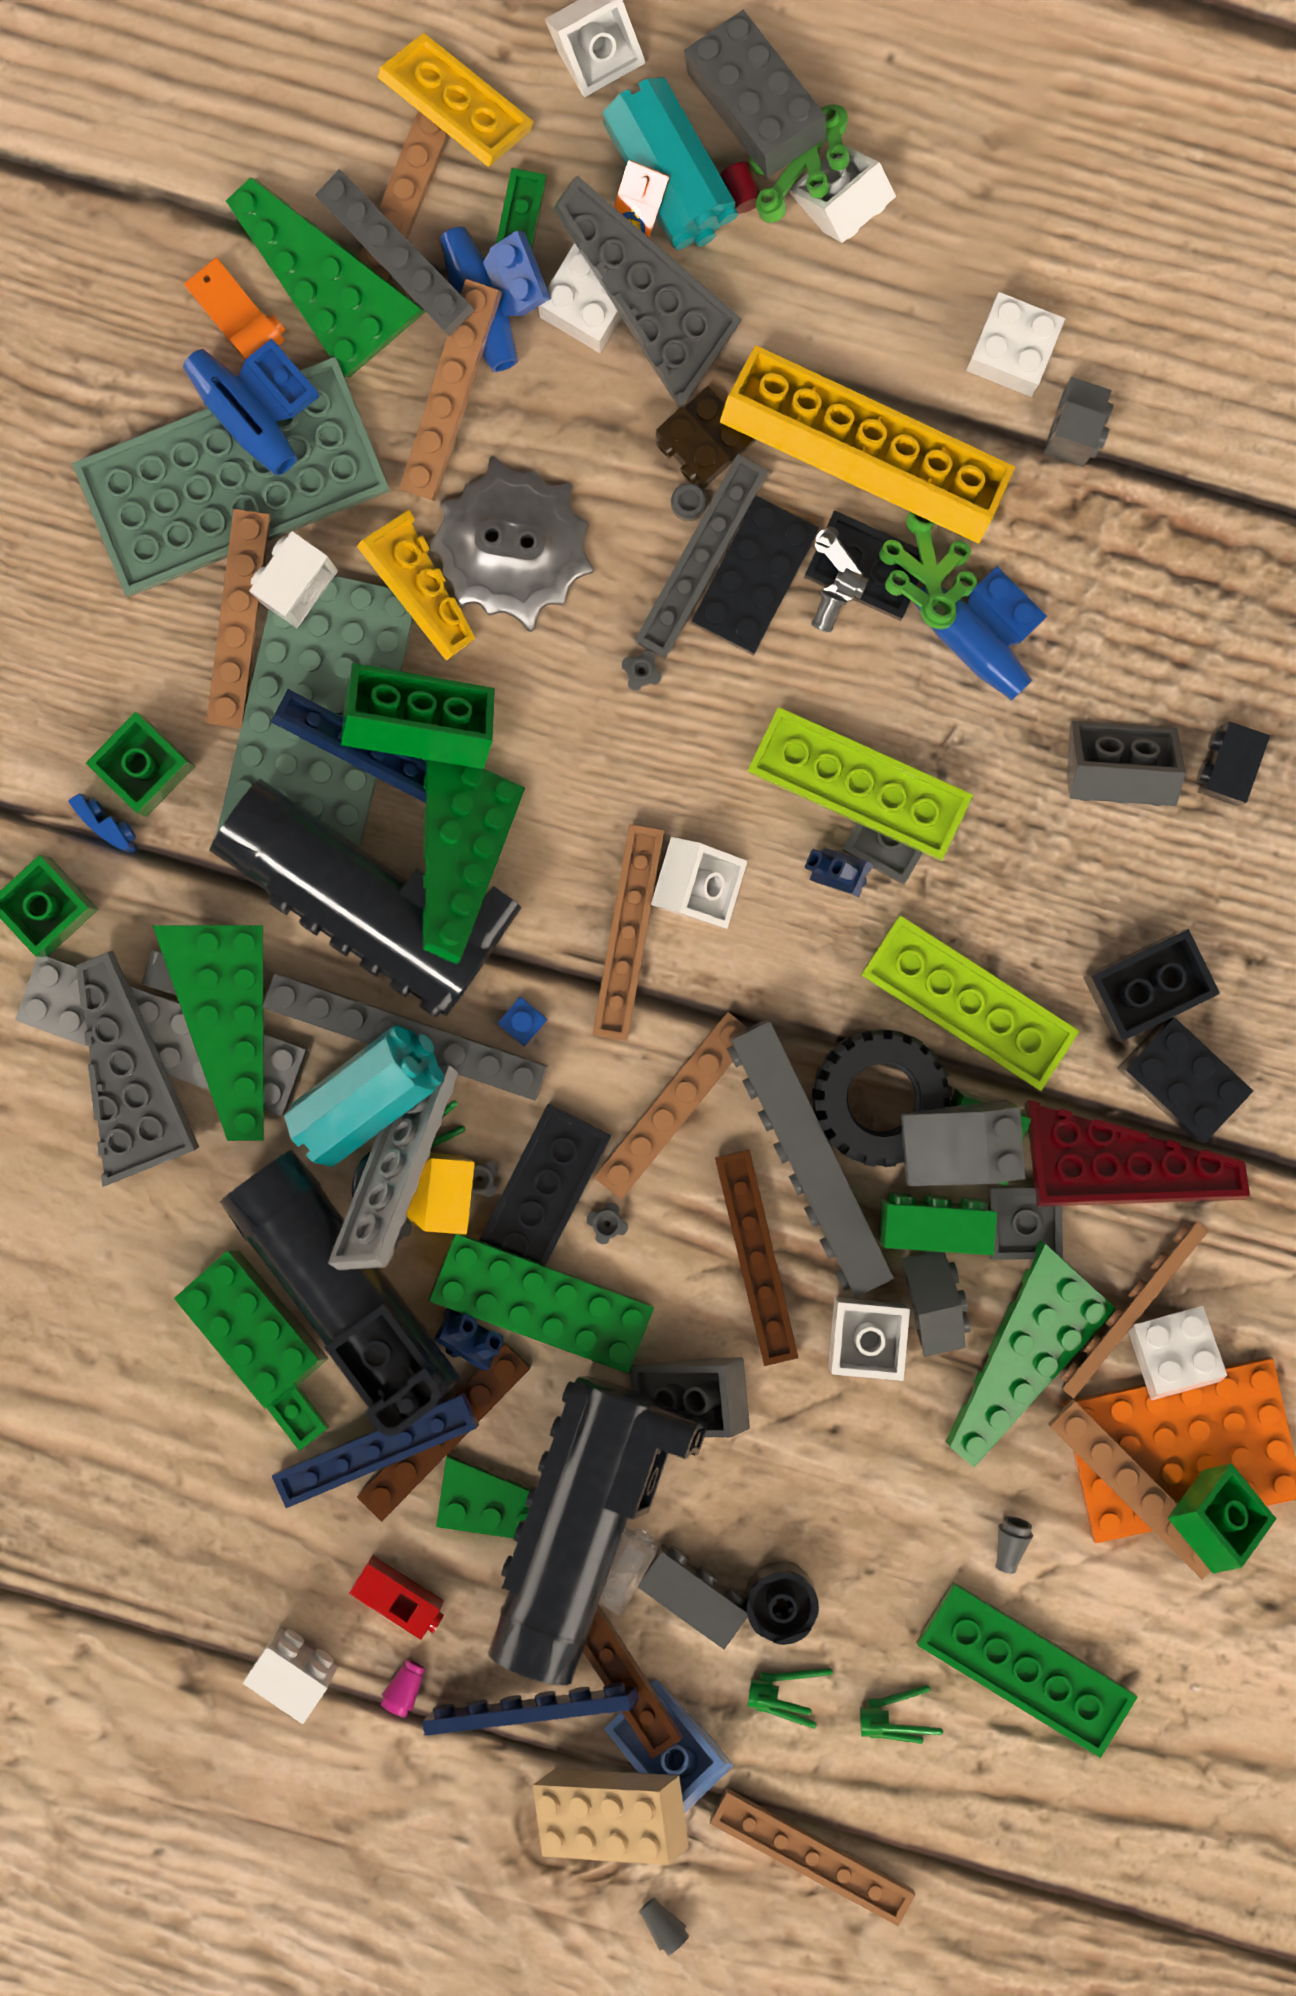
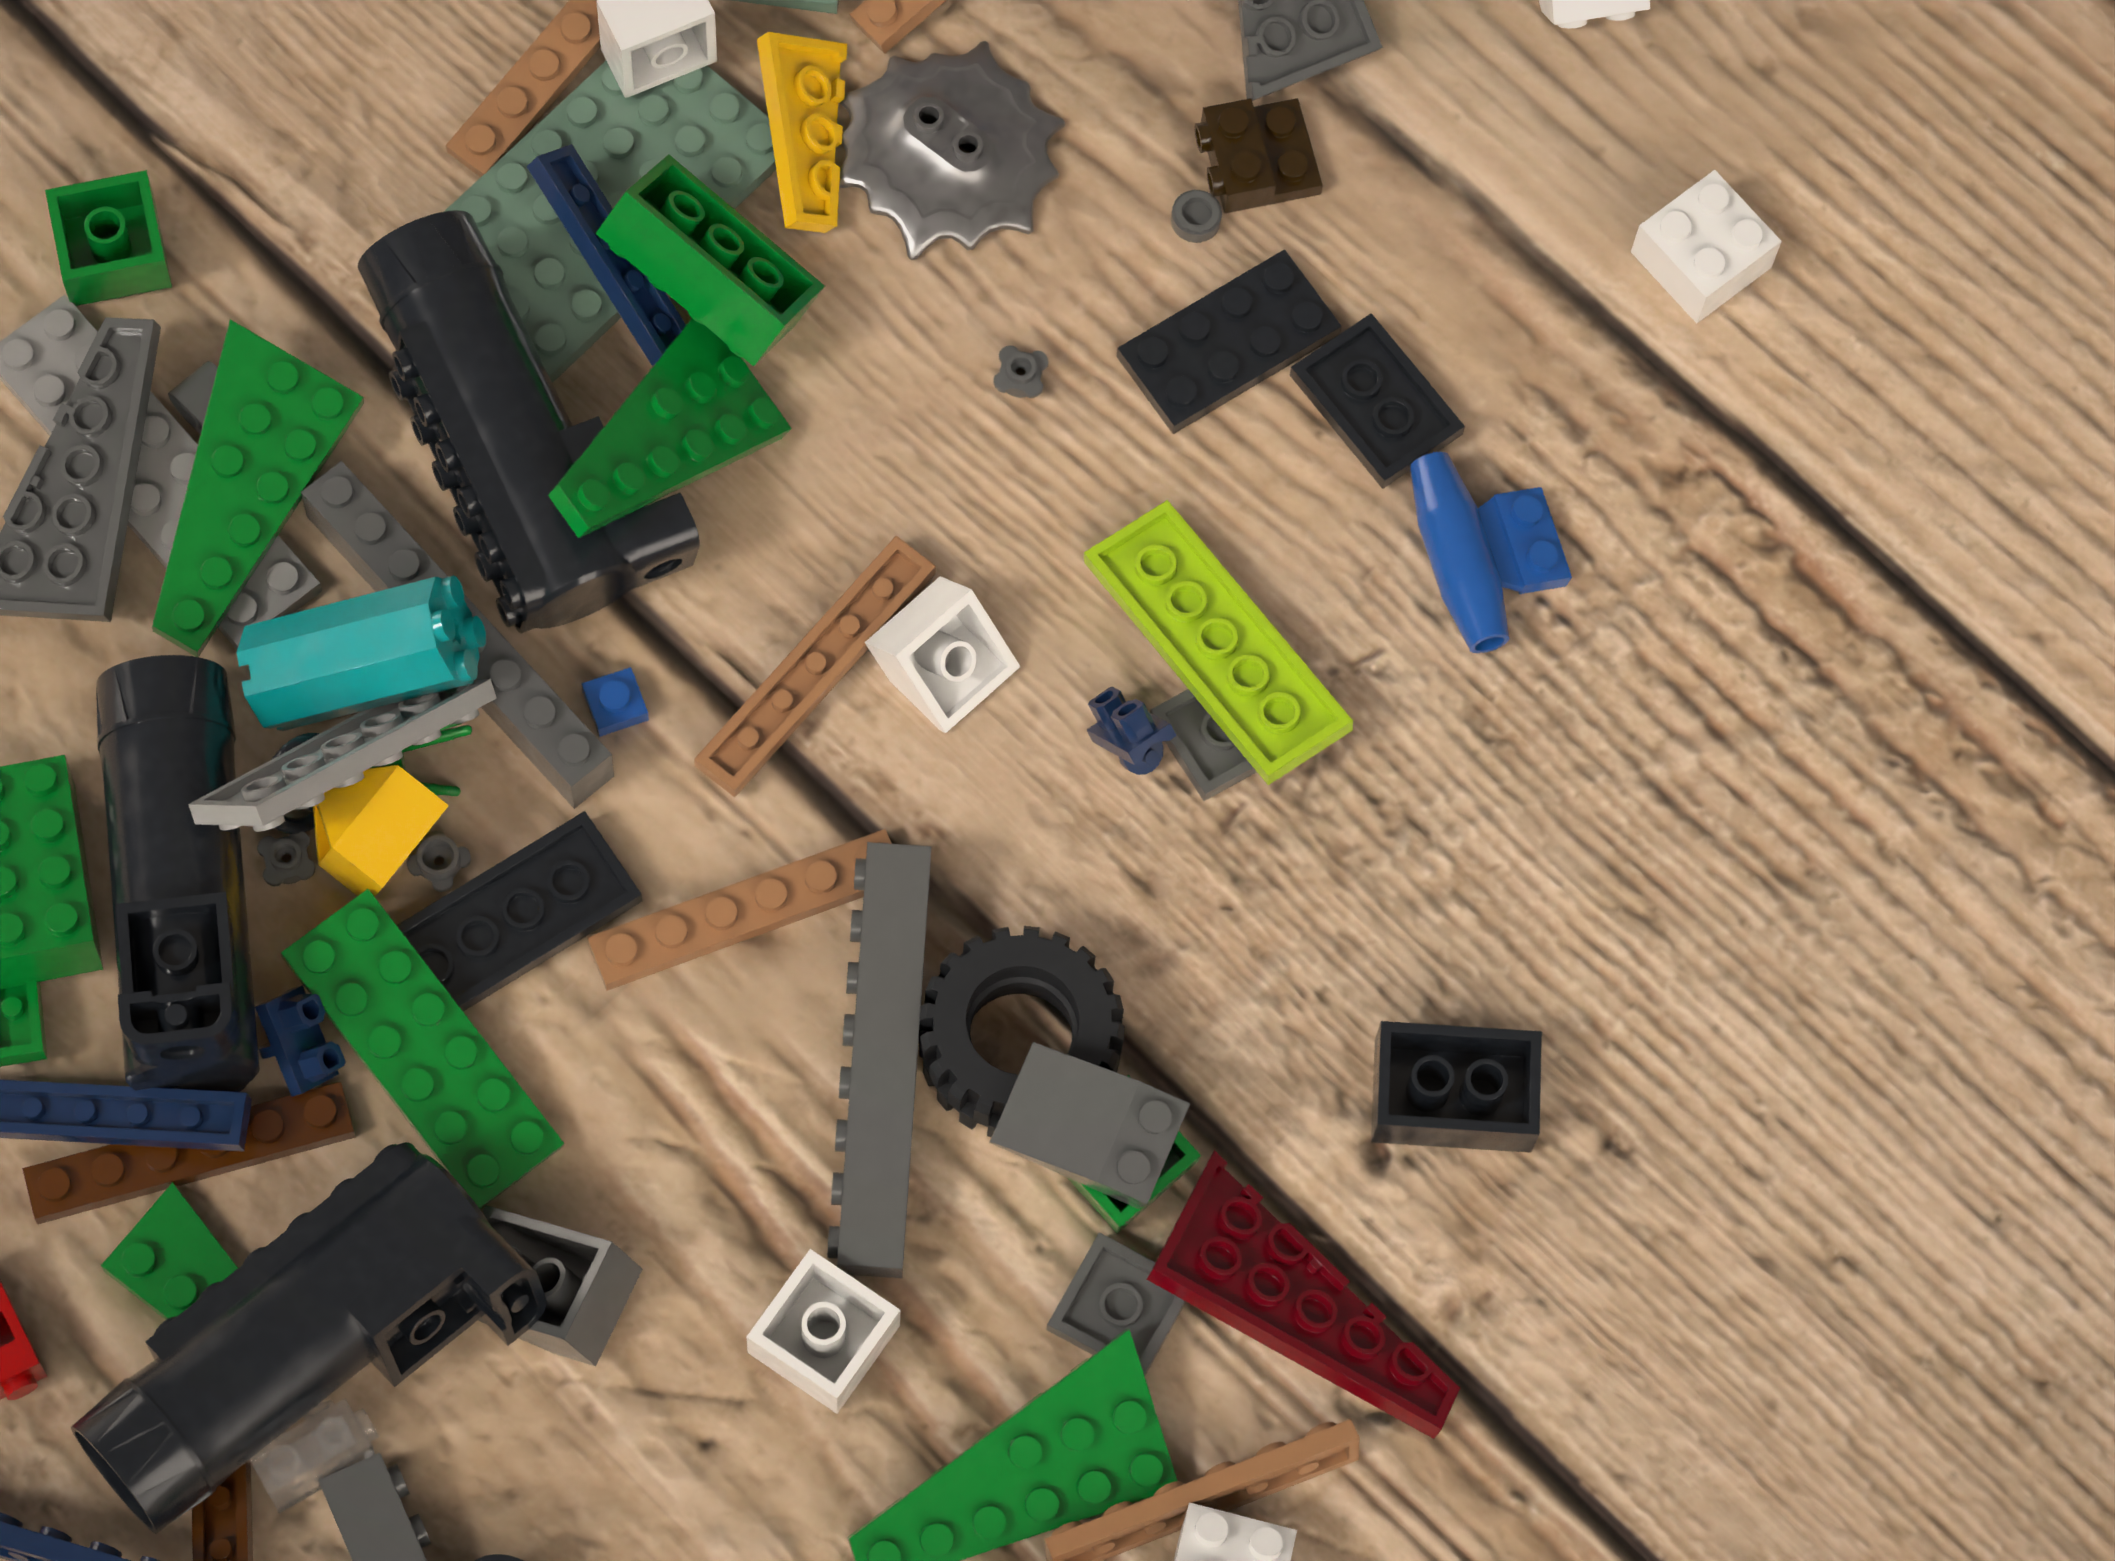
camera: 25 degrees right, 20 degrees down
(111, 829) = (246, 192): blue slope -> none
(140, 764) = (336, 144): green brick -> none
(609, 1213) = (559, 994): dark grey plate -> none
(701, 556) = (1173, 282): dark grey plate -> none
(756, 1257) = (737, 1155): reddish brown plate -> none
(847, 584) = (1338, 397): dark grey pin -> none
(866, 444) = (1455, 256): yellow brick -> none
(929, 574) = (1433, 478): bright green plant -> none
(936, 1302) = (937, 1333): dark grey brick -> none
(937, 1224) = (998, 1229): green brick -> none
(970, 1003) = (1206, 989): lime plate -> none
(1079, 422) = (1734, 372): dark grey brick -> none
(1124, 763) = (1572, 804): dark grey slope -> none
(1185, 1080) = (1436, 1234): black brick -> none
(1232, 763) = (1714, 878): black brick -> none

